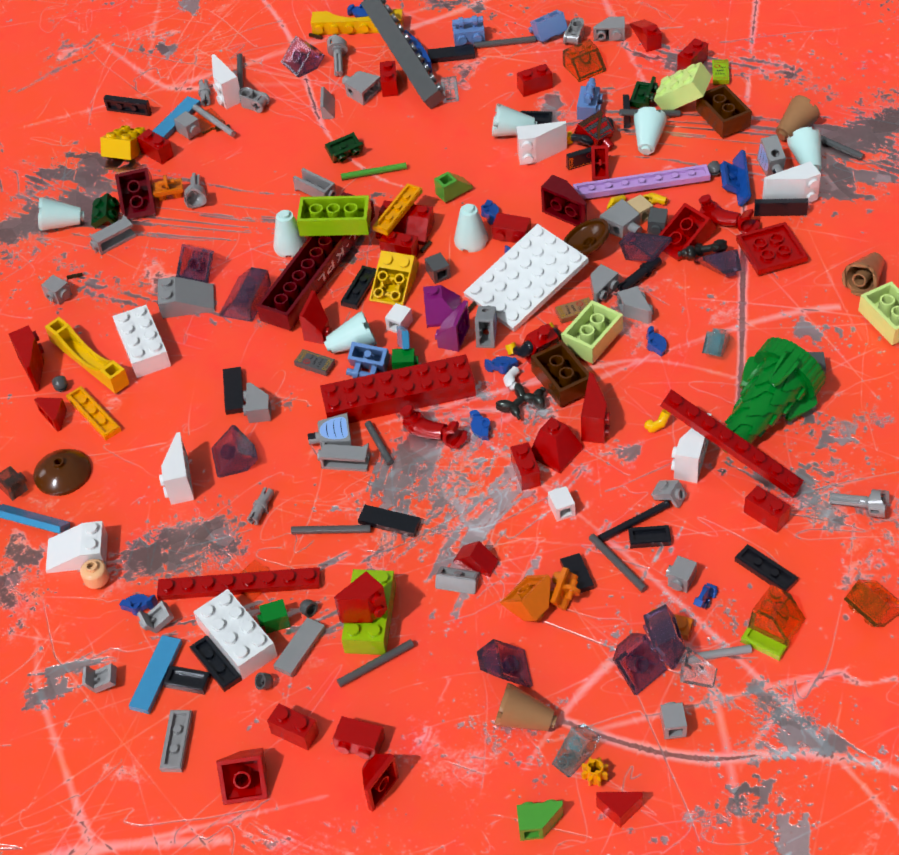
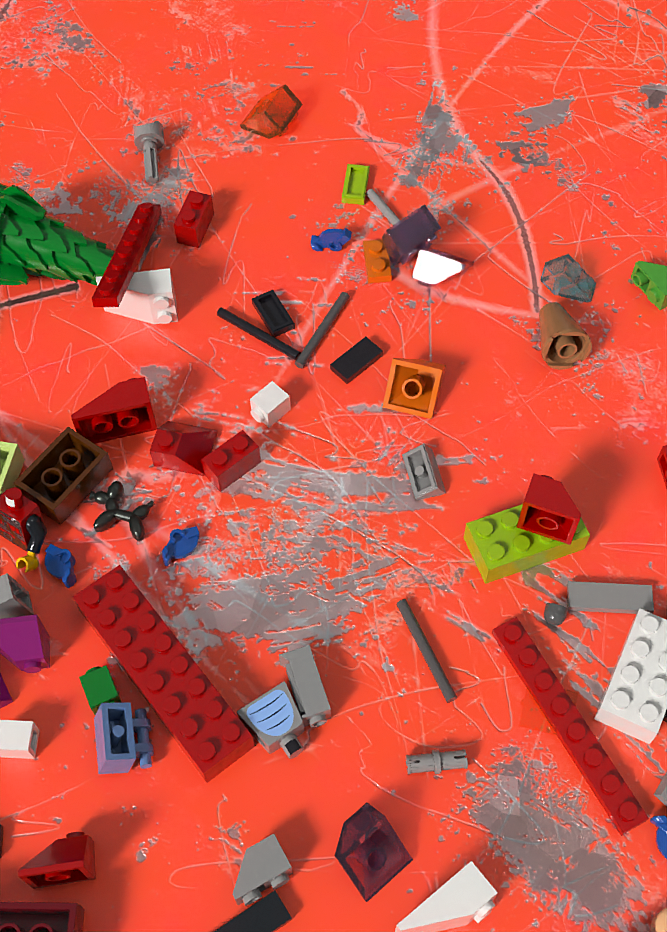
camera: 120 degrees left, 10 degrees up
(273, 616) = (592, 643): green brick -> none
(314, 362) = (140, 831): dark grey tile -> none
(353, 330) = (76, 789): light aqua cone -> none
(375, 663) = (601, 517): dark grey bar -> none
(379, 443) = (258, 659): dark grey bar -> none
(389, 520) = (379, 585): black tile -> none
(403, 337) = (62, 702): dark azure tile -> none
(425, 428) = (213, 597): red piece -> none
(476, 558) = (388, 466): red slope -> none
(505, 662) = (514, 375): slope -> none
(509, 378) = (84, 544): white arm -> none
(564, 589) = (380, 354): orange hips -> none
(594, 771) = (584, 256): light orange gear -> none
(619, 805) = (601, 227): red slope -> none
(658, 424) = (109, 360): yellow arm -> none
(669, 490) = (205, 312): light grey bracket -> none
(673, 720) = (492, 214): light grey brick -> none
(681, 574) = (314, 264): light grey brick -> none
(766, 568) = (267, 207): black tile -> none
(777, 615) = (327, 178): clear orange slope -> none

